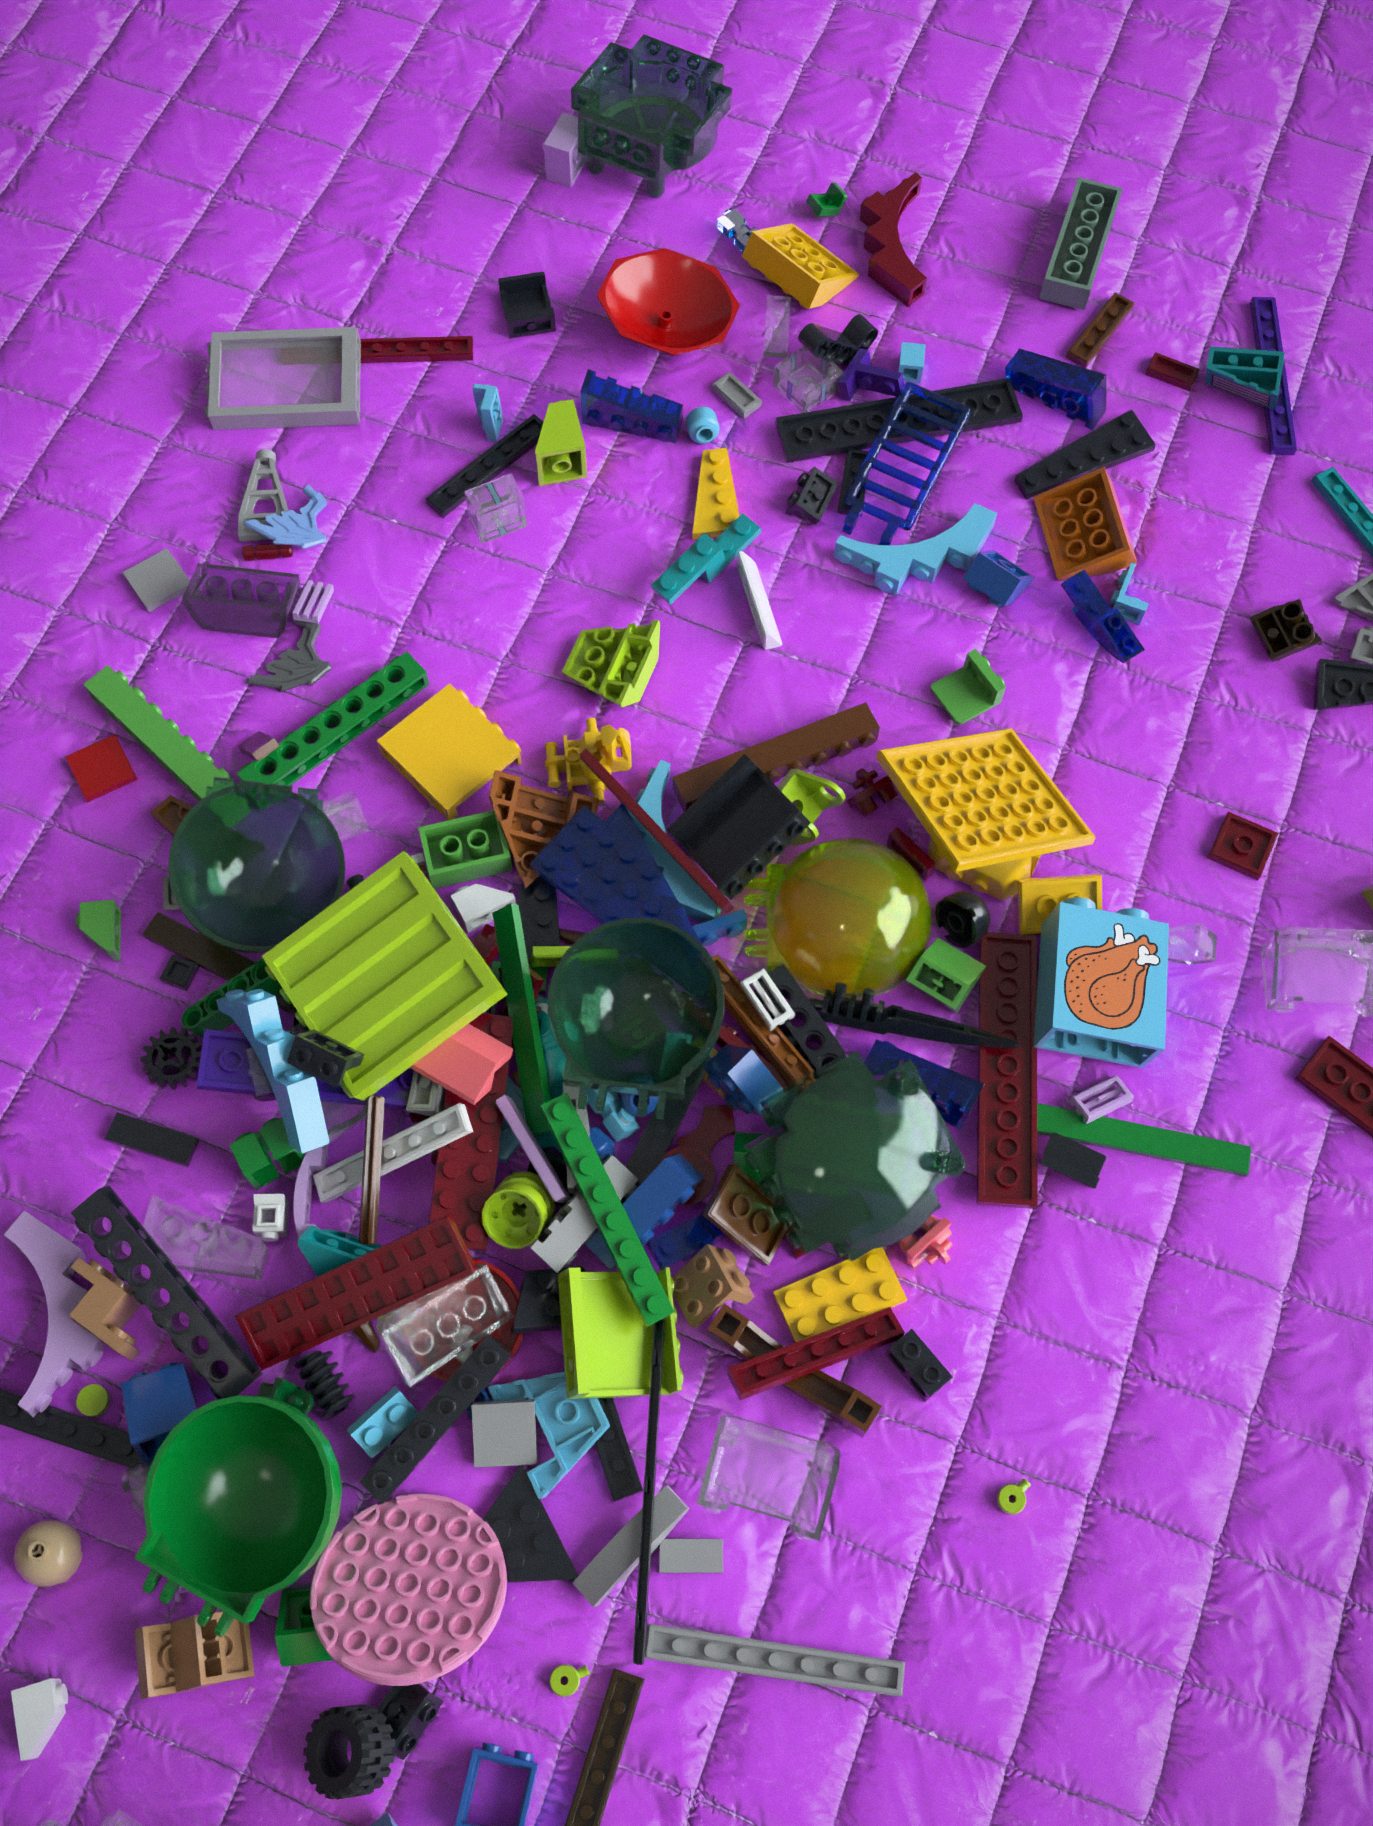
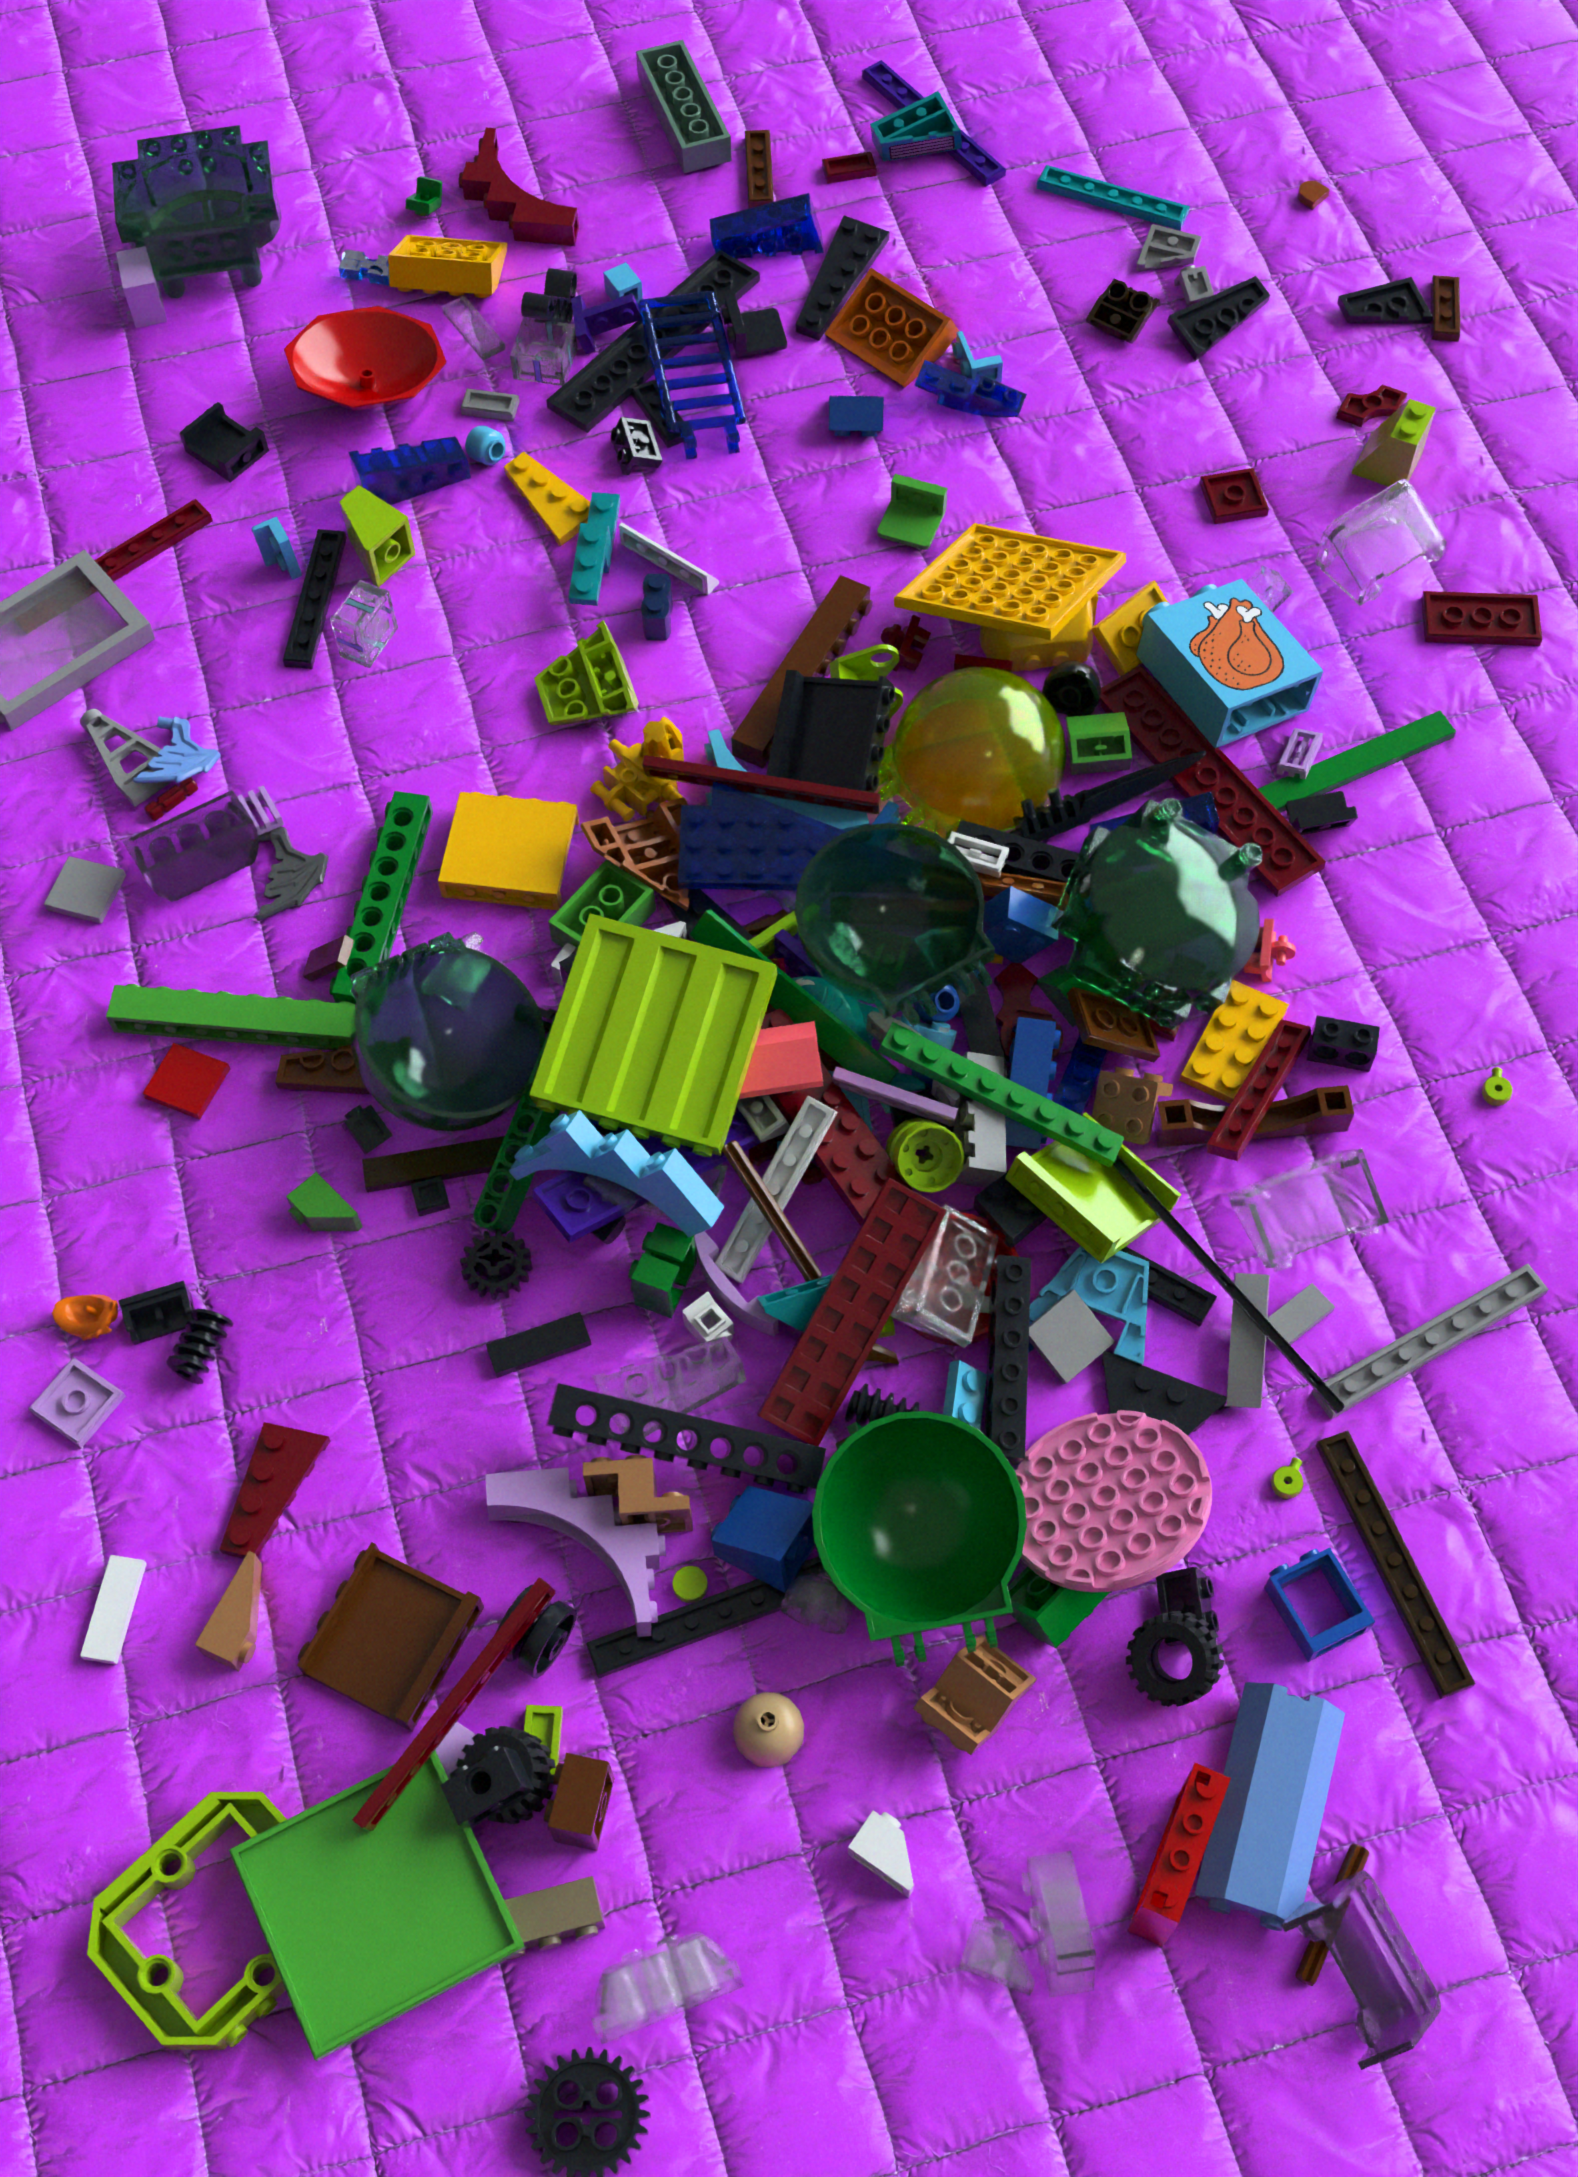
camera: 35 degrees left, 5 degrees down
(323, 1057) = (669, 1130): black bracket -> none
(713, 634) = (657, 606): none -> dark blue brick
(923, 559) = (780, 437): medium azure arch -> none
(977, 459) = (753, 331): none -> black bracket

